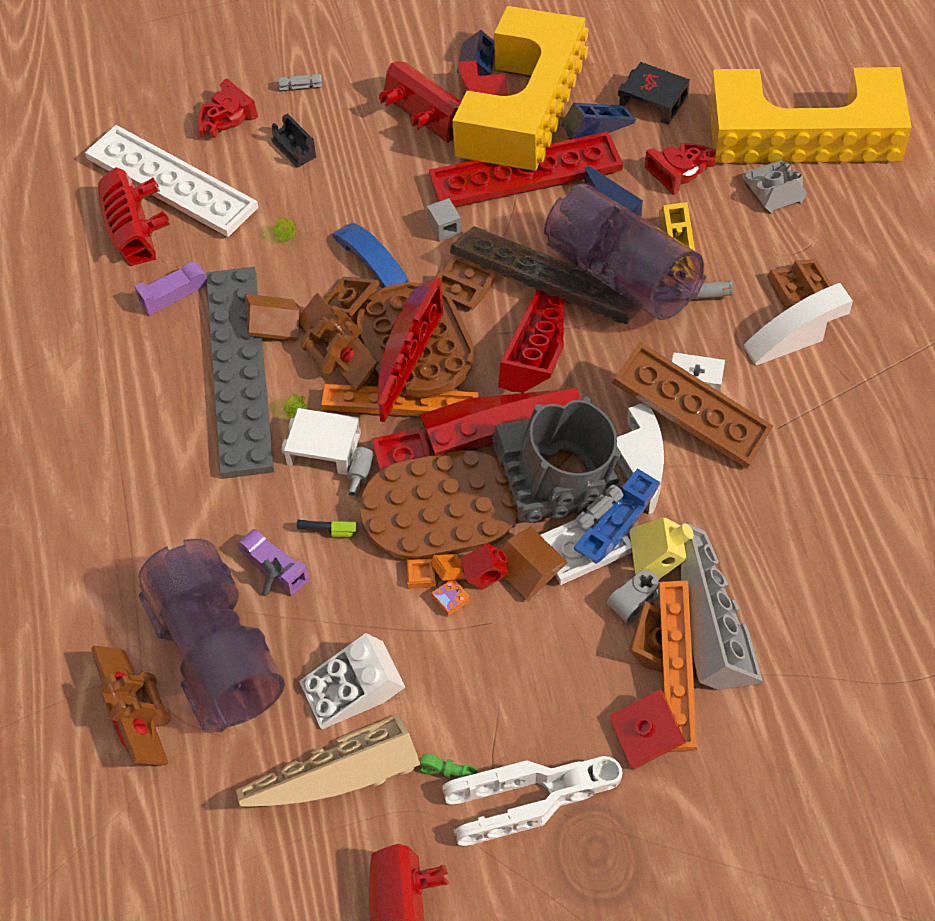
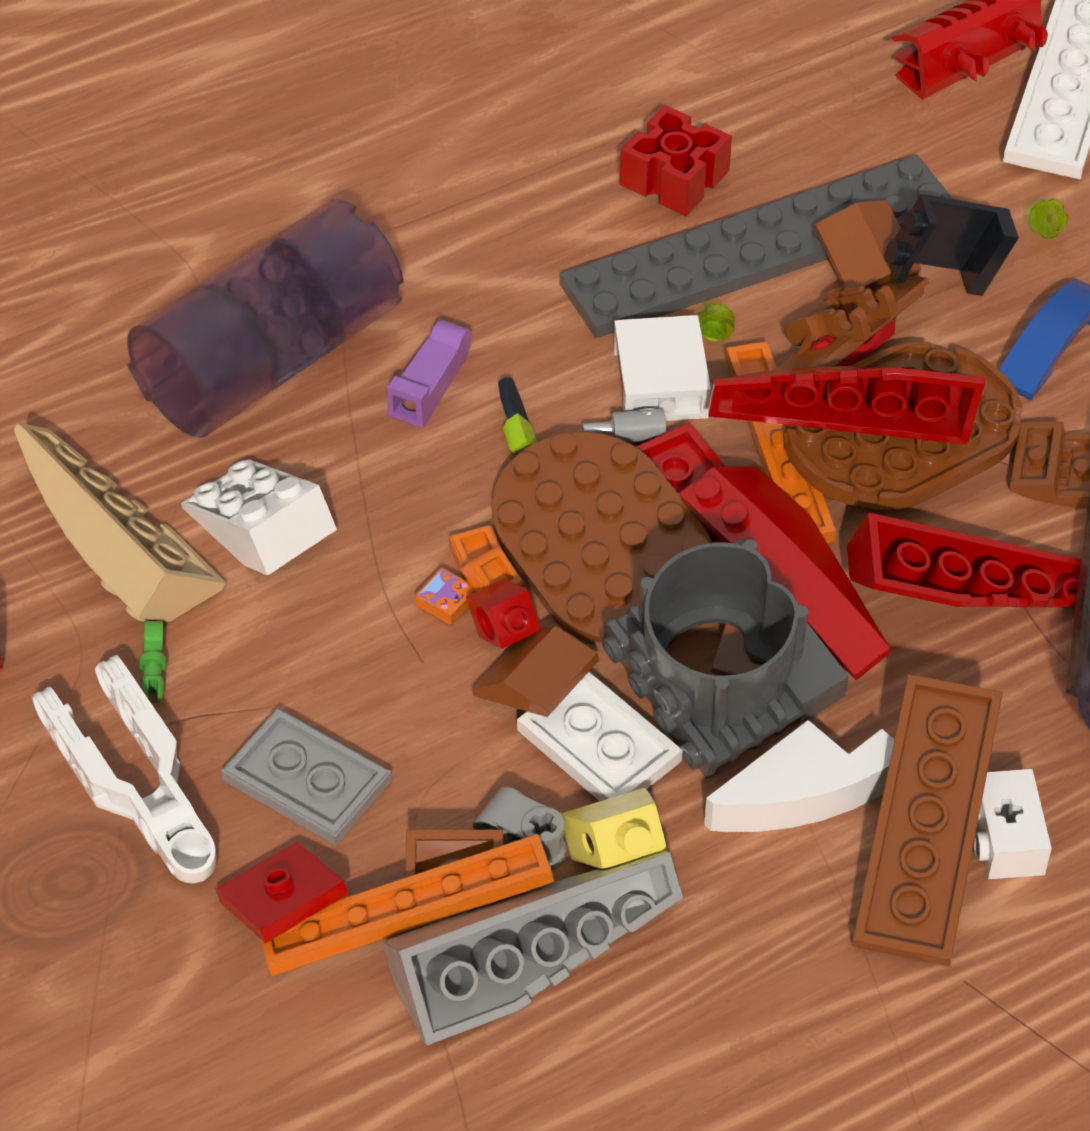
camera: 70 degrees right, 5 degrees down
(132, 719) = (139, 274): dark orange piece -> none
(161, 386) = (675, 160): none -> red brick
(171, 288) = (866, 124): medium lavender leg -> none
(273, 570) = (401, 366): dark grey hand -> none
(302, 268) = (953, 237): none -> black panel
(351, 293) = (950, 326): dark orange slope -> none
(559, 702) = (306, 776): none -> light grey tile
(599, 507) = (661, 729): light grey axle -> none
(620, 518) = (646, 763): blue slope -> none

